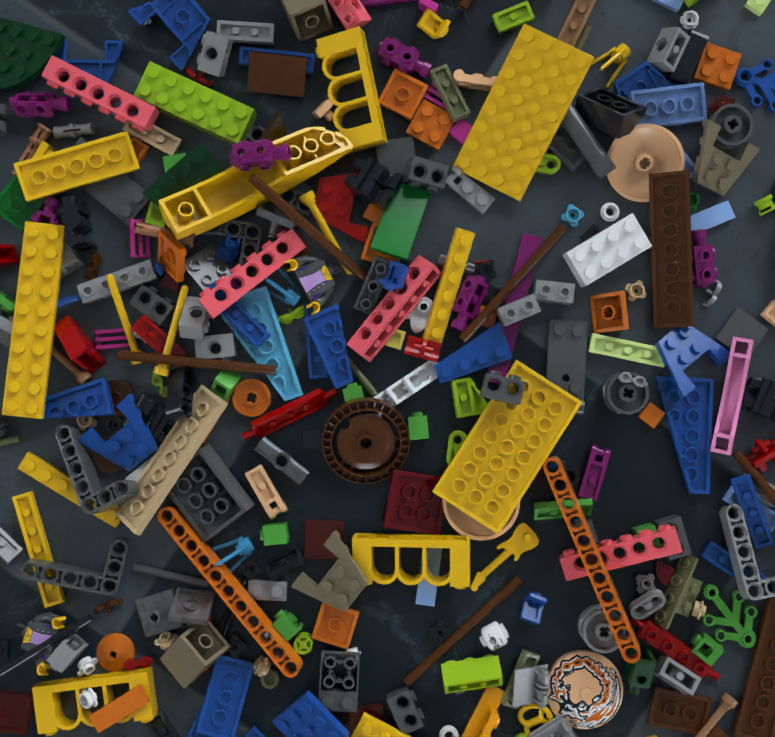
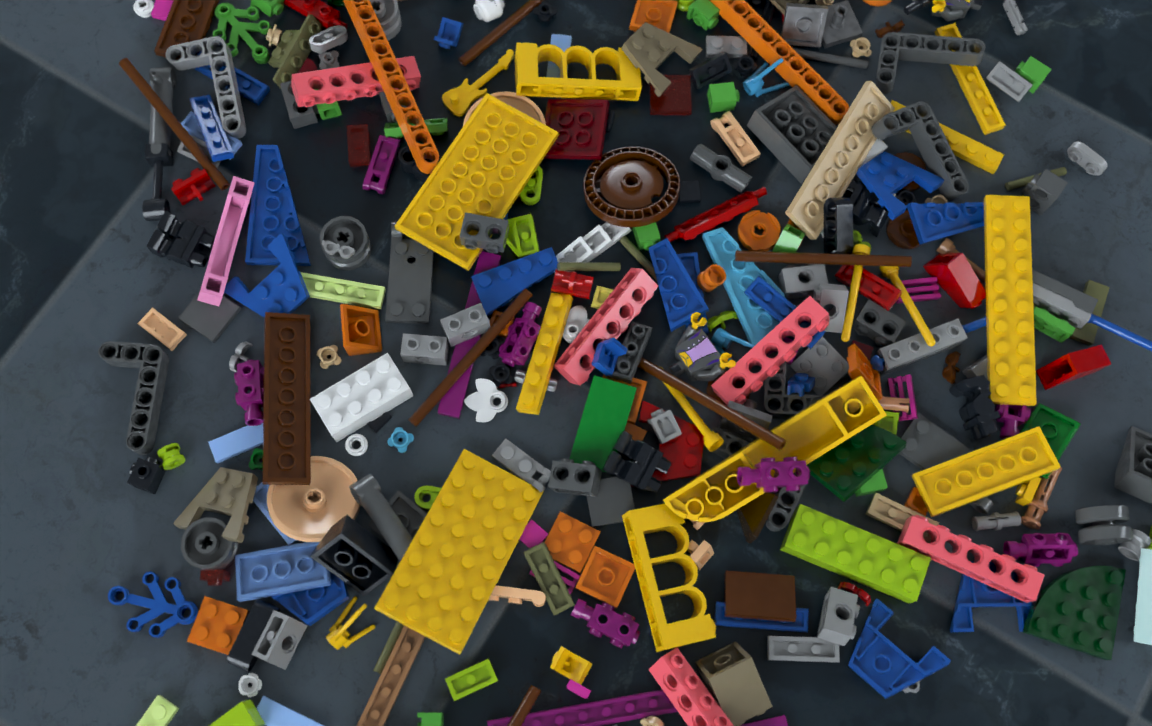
camera: 175 degrees right, 15 degrees down
(134, 589) = (862, 43): none -> tan plate
(294, 349) = (711, 278): none -> orange wheel
(348, 216) = (664, 425): none -> light grey bracket
(407, 365) = (588, 266): none -> olive bar
(418, 426) = (574, 204): bright green brick -> none
(501, 247) = (483, 400): none -> white plate
(615, 493) = (358, 145): none -> clear red plate
(651, 415) = (314, 225): orange tile -> none

